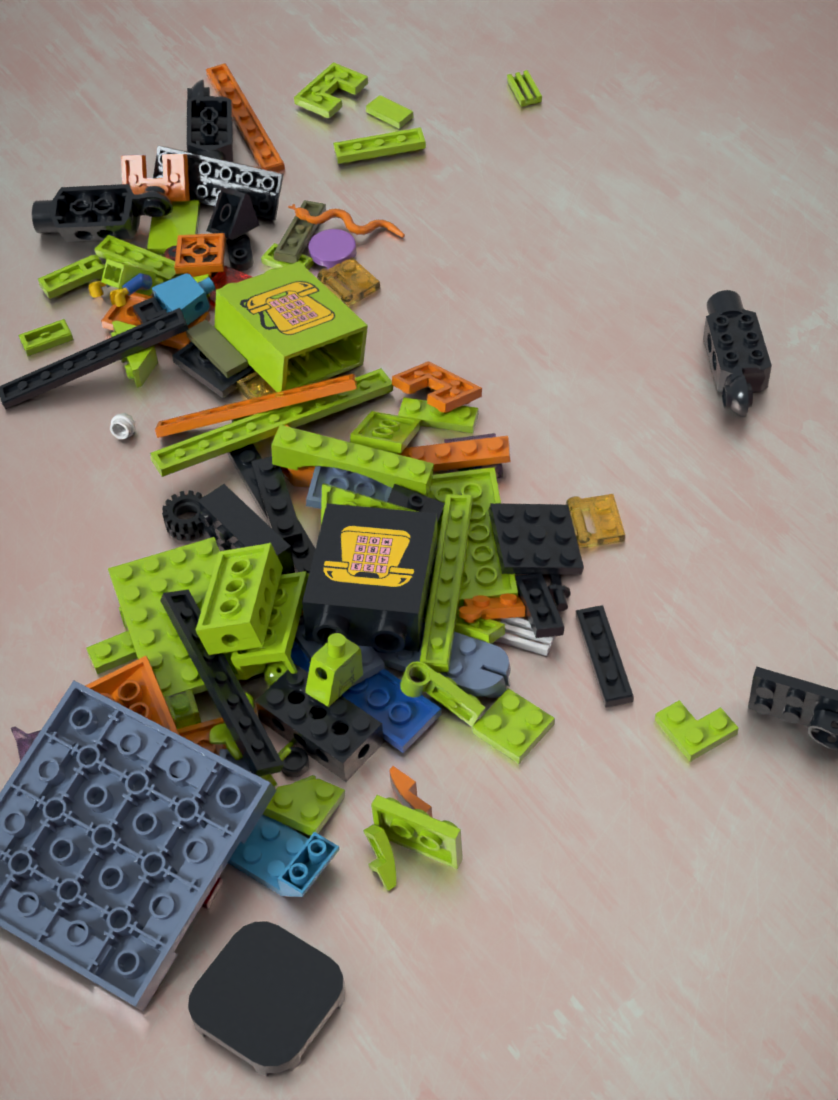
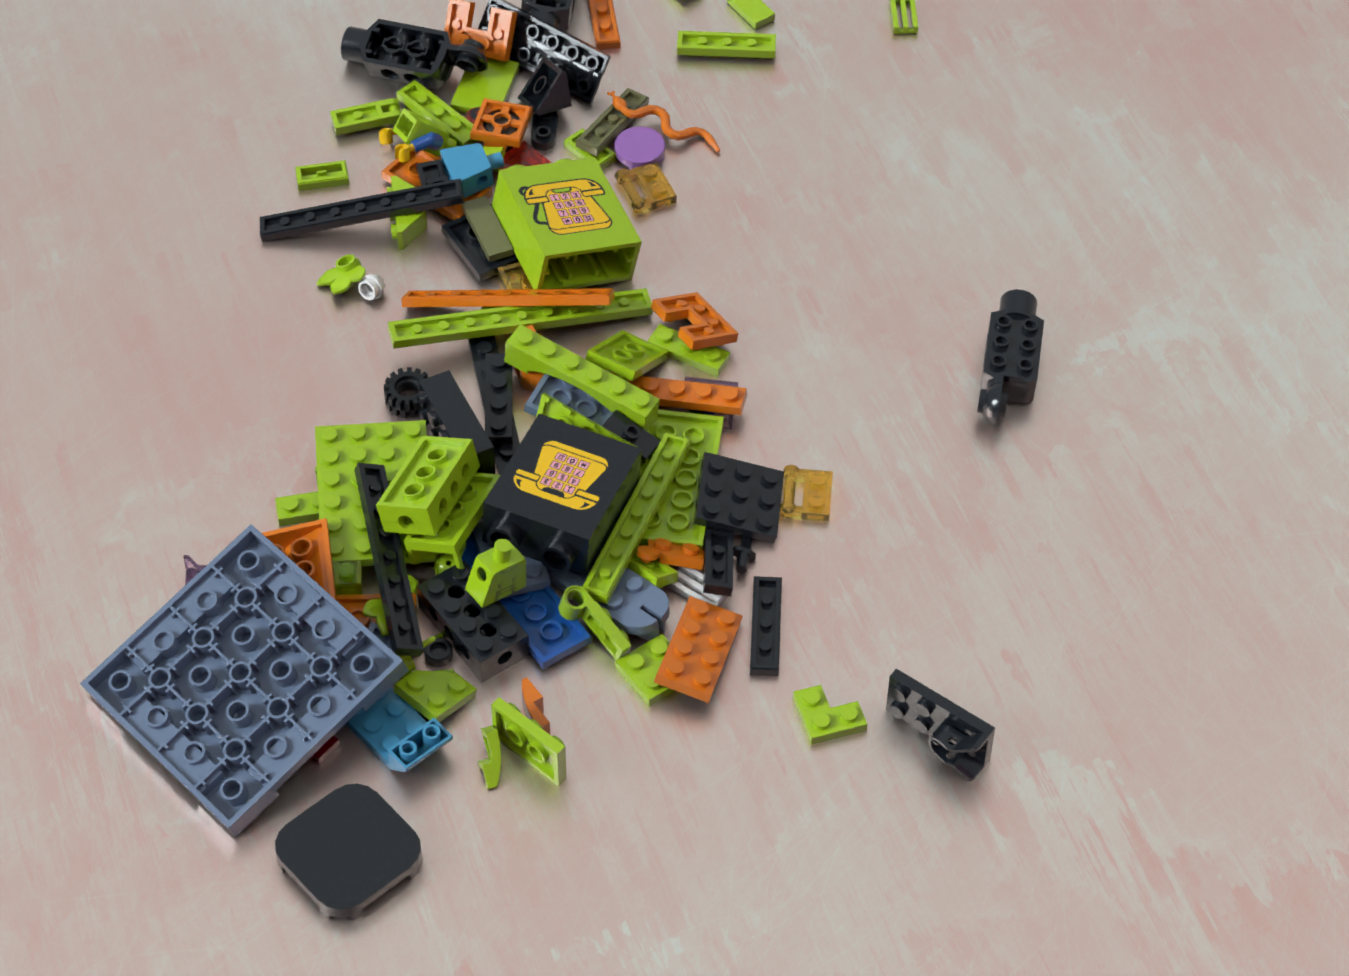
camera: 10 degrees right, 0 degrees up
(92, 423) = (347, 270): none -> lime plate
(550, 695) = (698, 649): none -> orange plate

